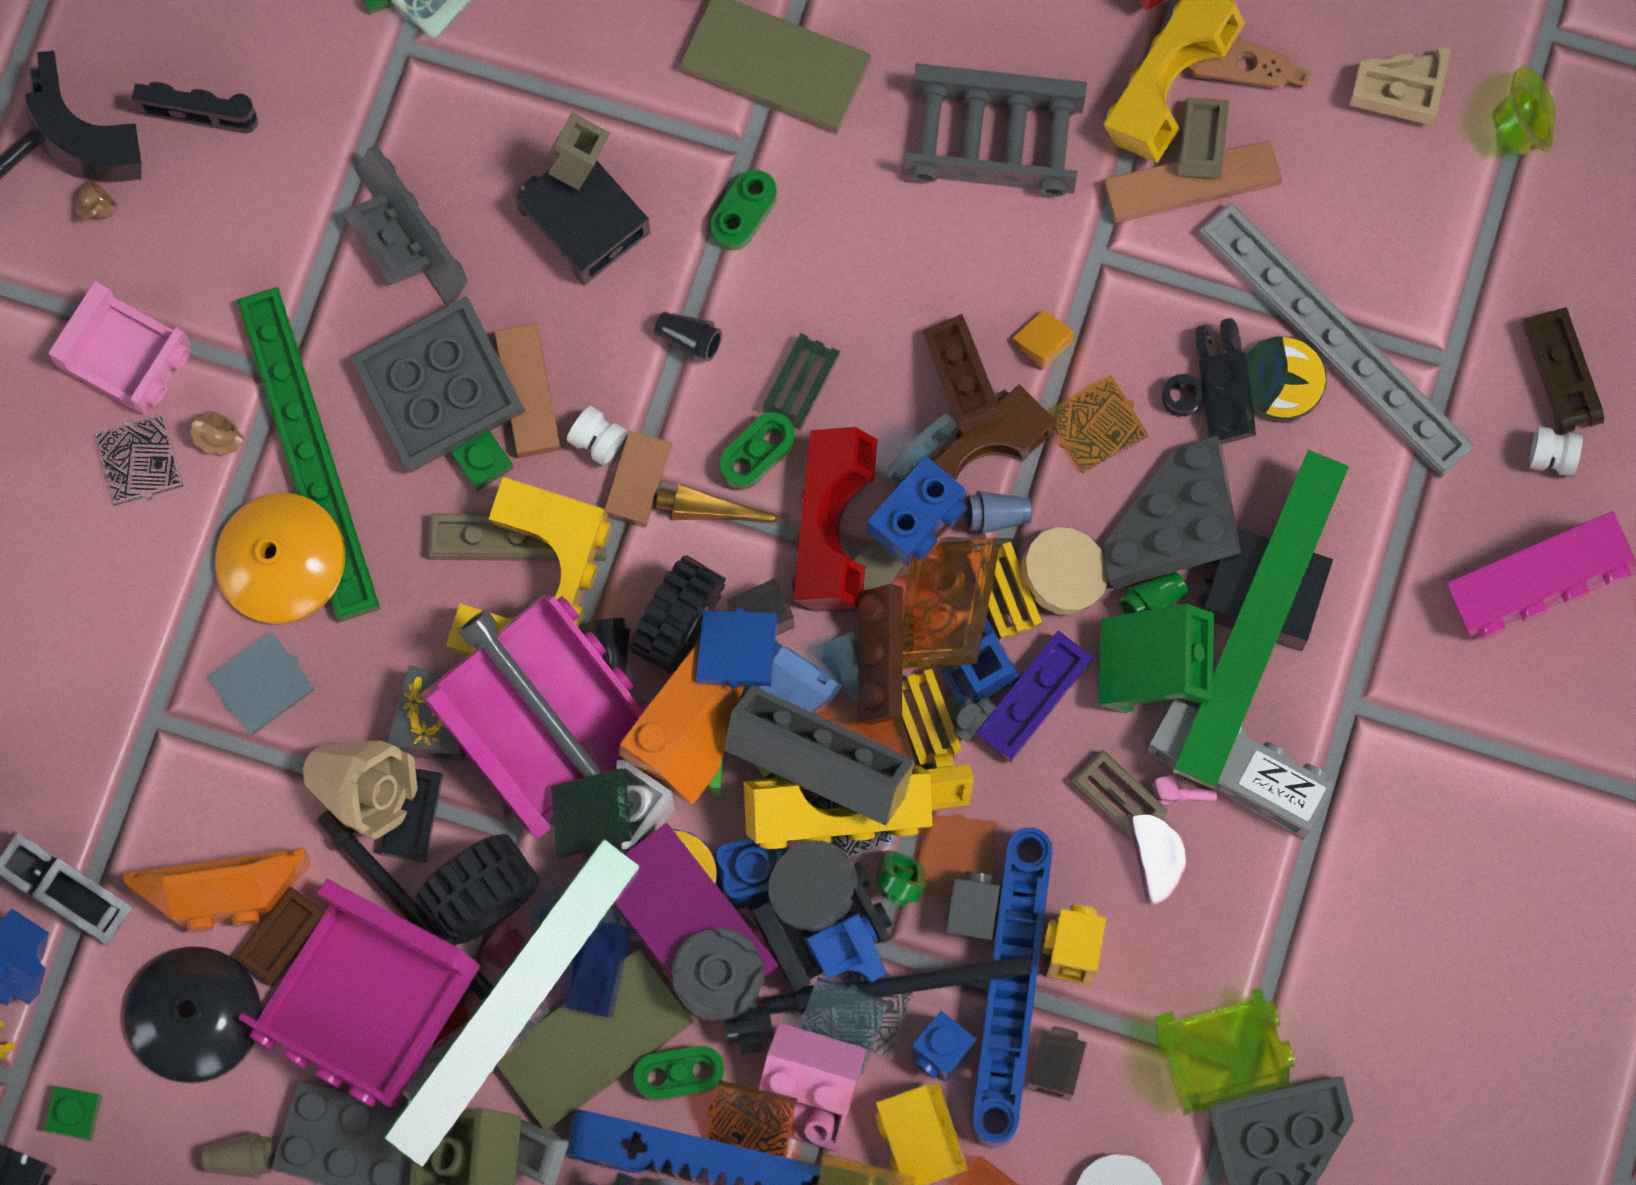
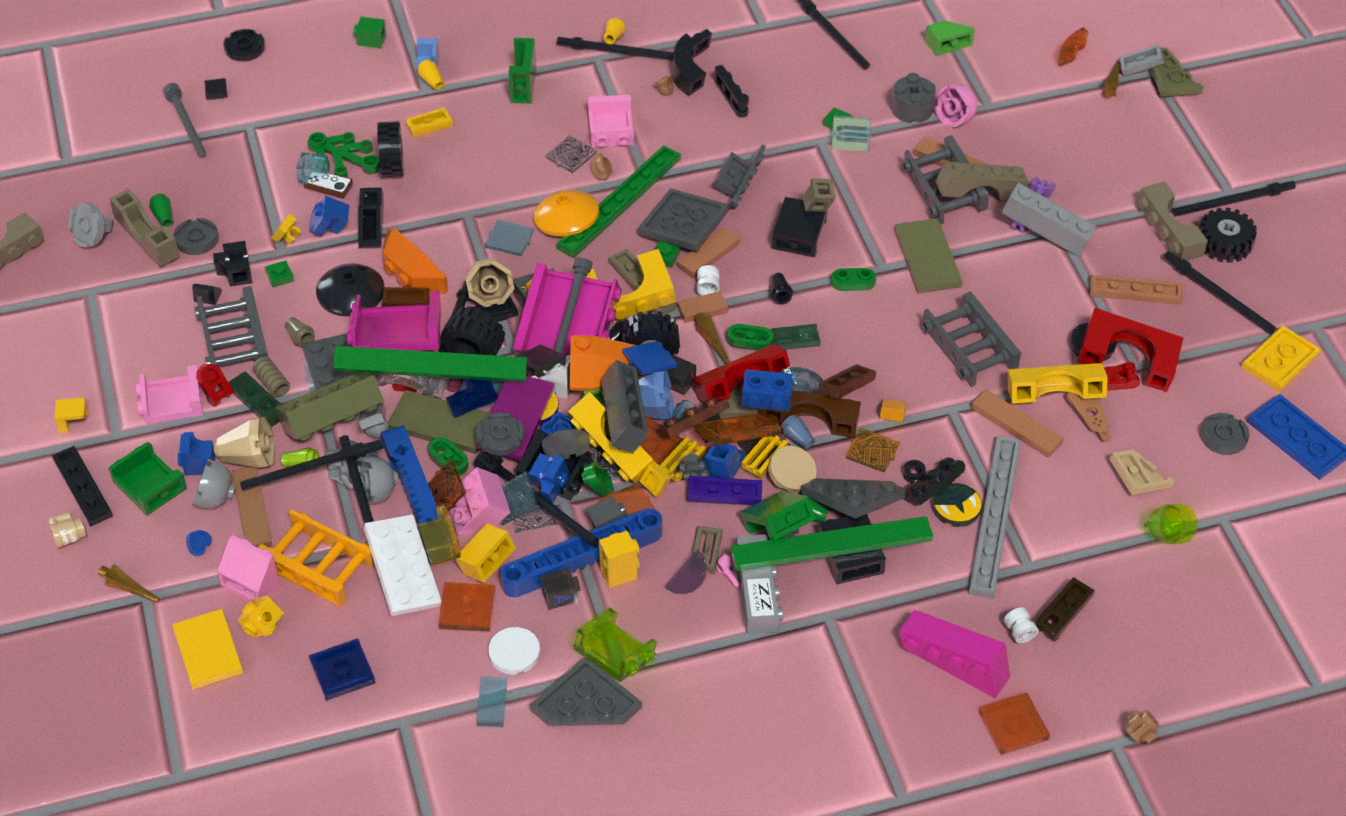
camera: 55 degrees right, 25 degrees down
(942, 1047) = (532, 537): blue brick -> none
(1203, 137) = (1039, 412): dark tan tile -> none

